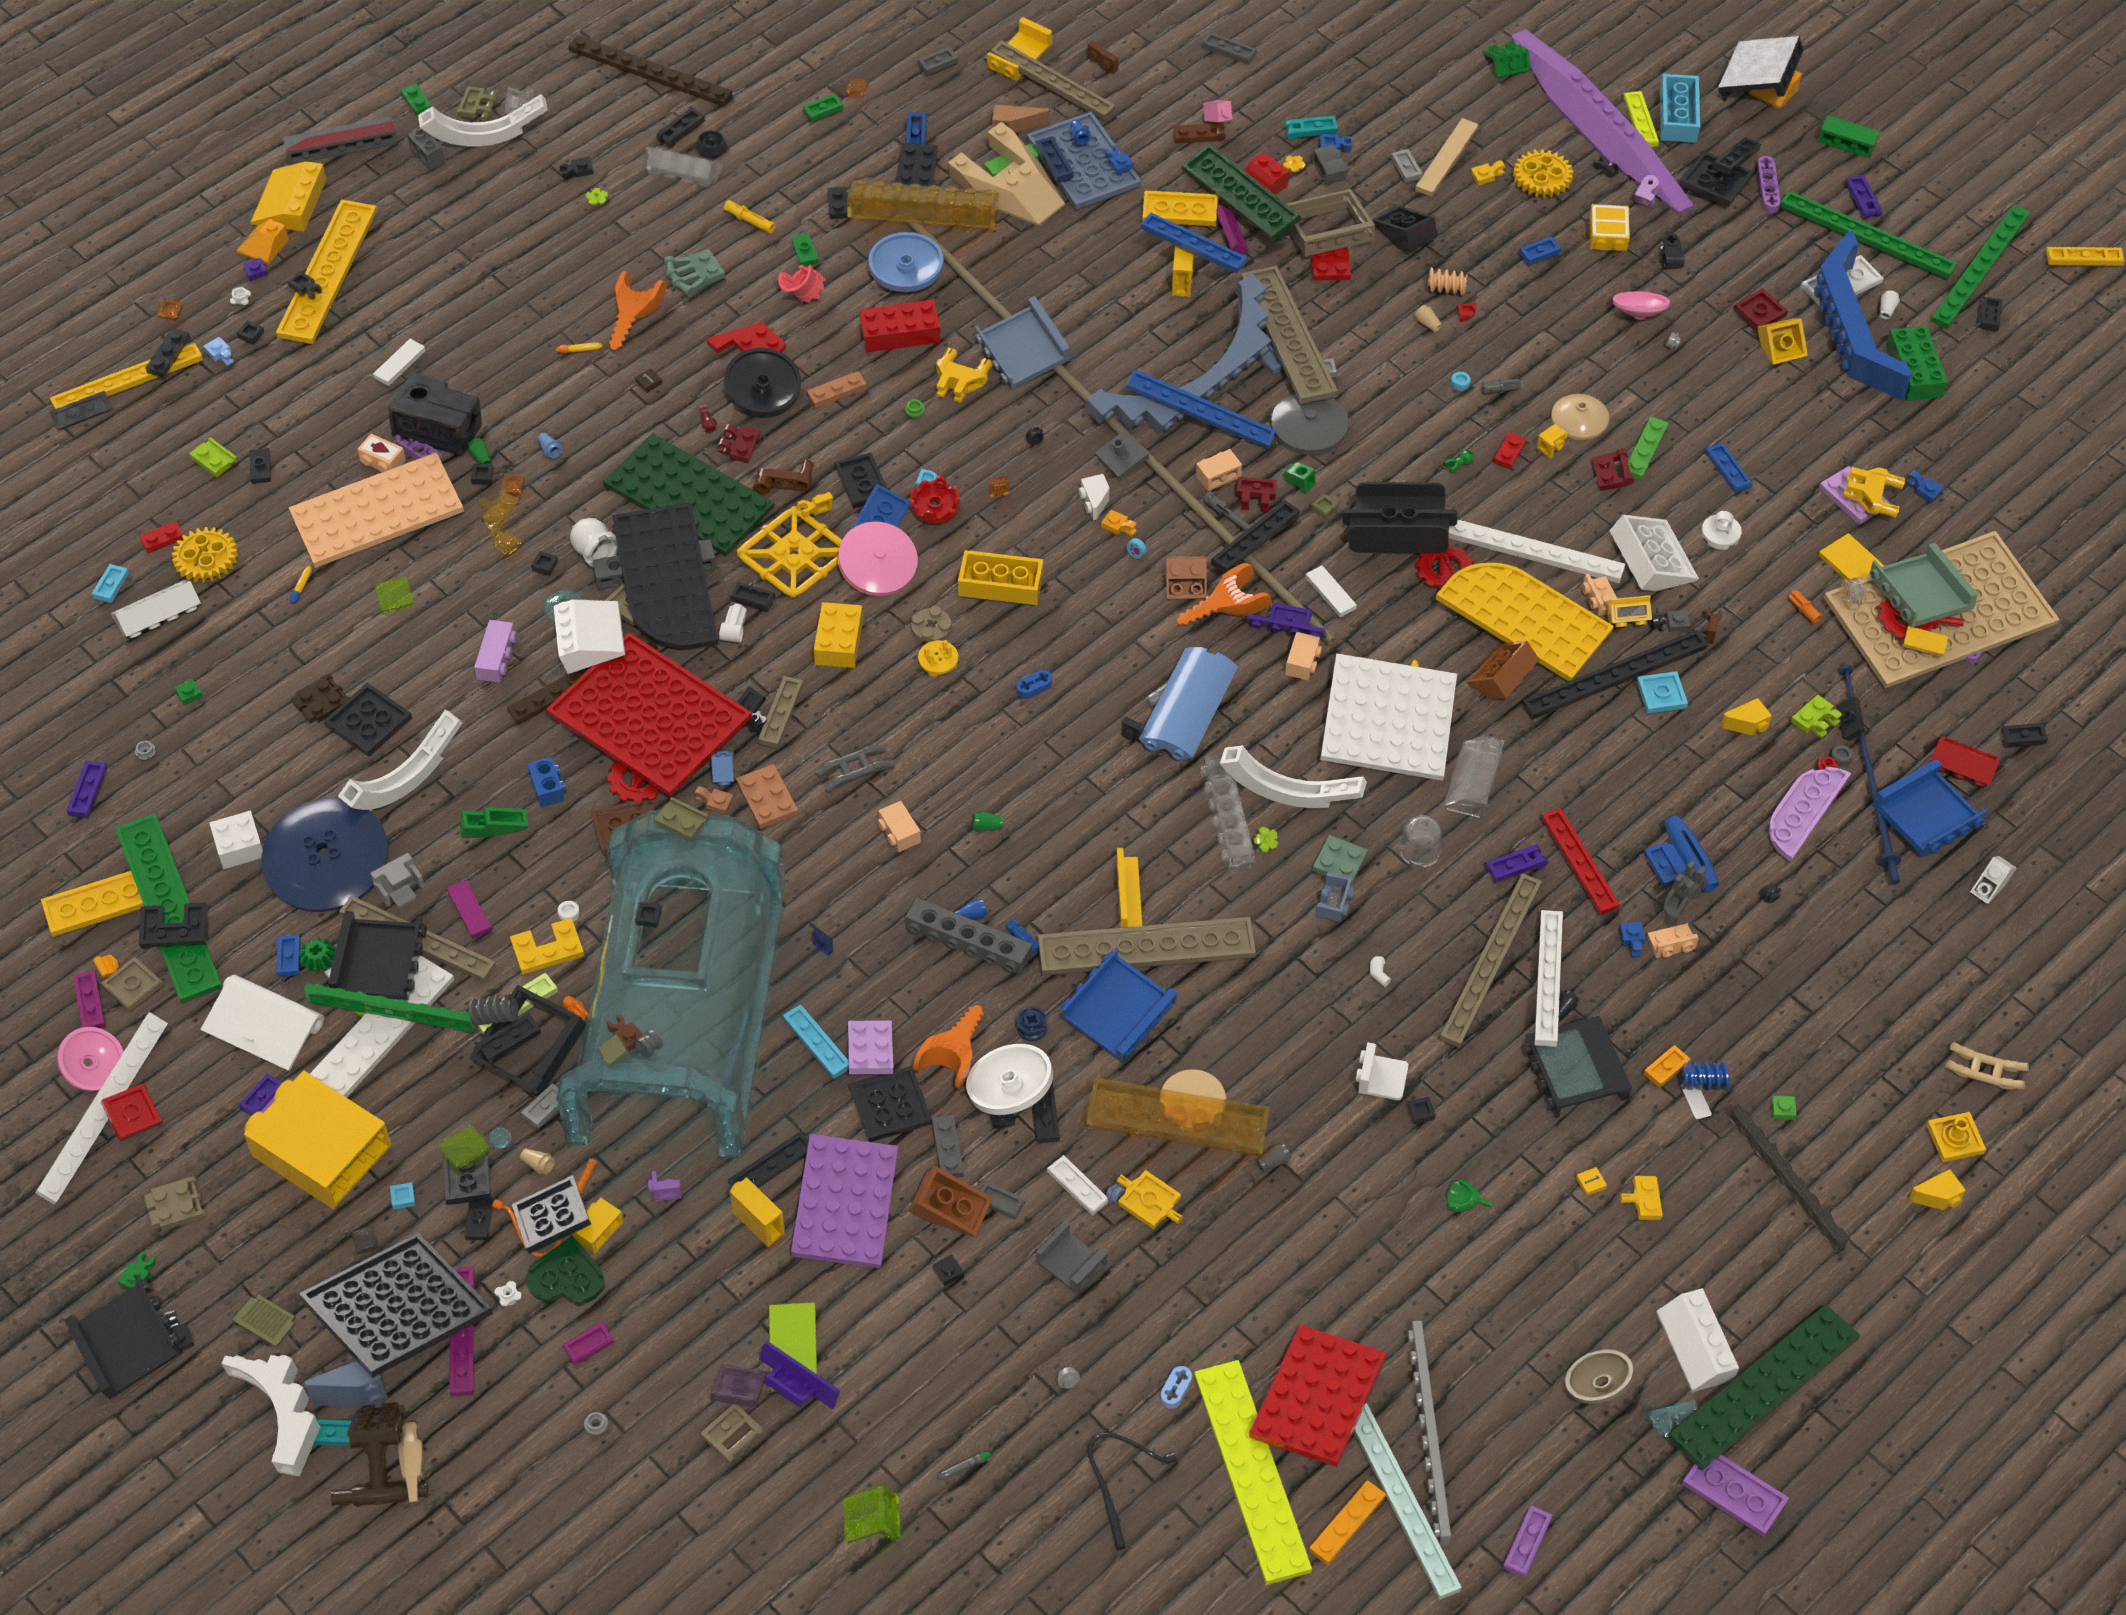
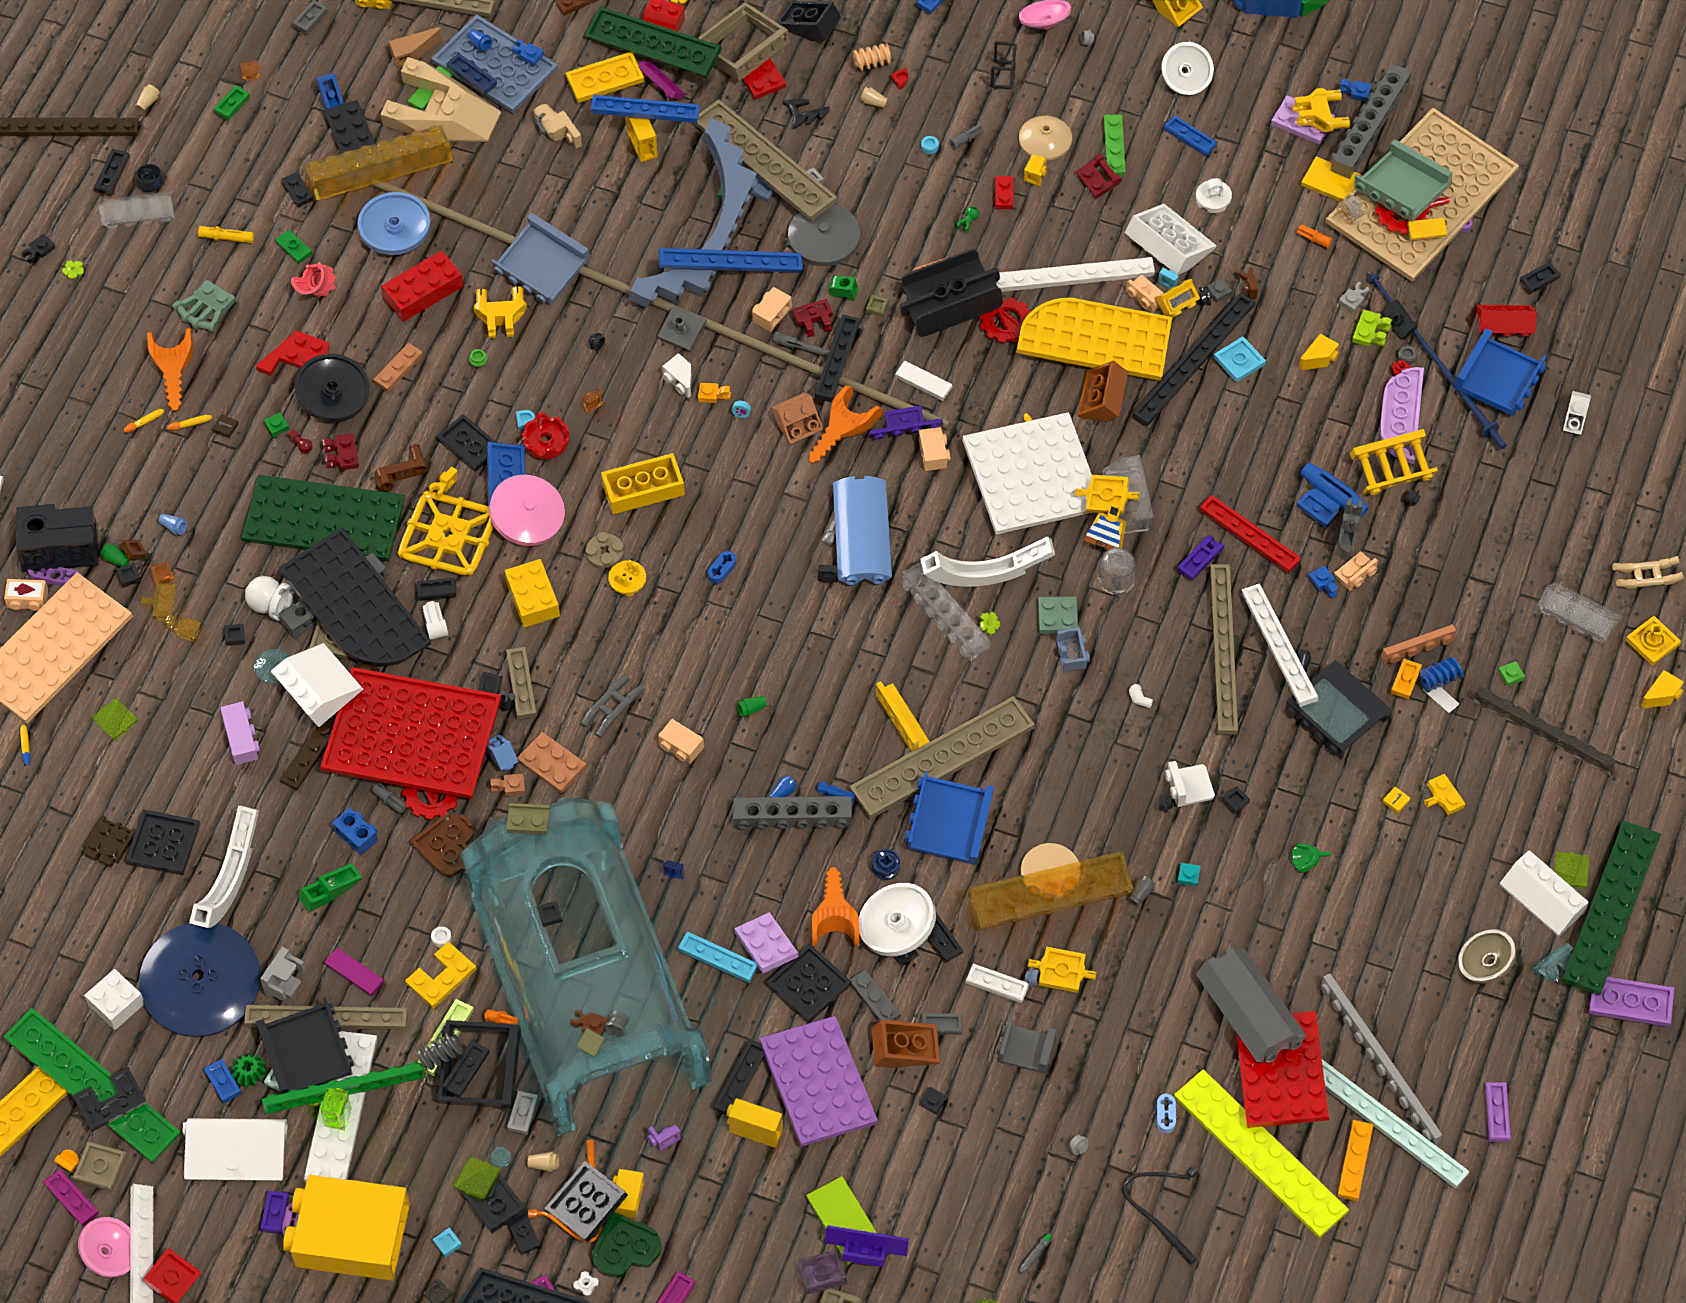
camera: 25 degrees left, 5 degrees up
(368, 1022) = (336, 1108): none -> clear neon green brick
(500, 453) = (133, 549): none -> reddish brown plate
(596, 765) = (389, 798): none -> dark grey axle
(618, 365) = (189, 422): none -> yellow piece
(695, 396) = (276, 424): none -> green plate
(750, 76) = (147, 97): none -> tan cone
(1108, 233) = (556, 125): none -> tan plate
(1319, 1315) = (1250, 1004): none -> dark grey panel
(1332, 1163) = (1189, 874): none -> teal plate
(1346, 1083) = (1165, 802): none -> black plate
(1354, 312) = (800, 118): none -> black piece
(1433, 797) = (1107, 529): none -> torso
(1450, 763) = (1107, 491): none -> yellow plate
(1578, 333) = (1013, 65): none -> black piece
(1629, 588) = (1168, 278): none -> medium azure plate
(1698, 1037) = (1418, 644): none -> nougat plate
(1743, 1330) = (1572, 868): none -> clear neon green piece
(1764, 392) = (1194, 60): none -> white dish
(1779, 833) = (1397, 444): none -> yellow fence
(1813, 681) = (1353, 299): none -> light grey plate
(1889, 1075) = (1579, 612): none -> clear slope
(1923, 520) = (1370, 121): none -> dark grey brick

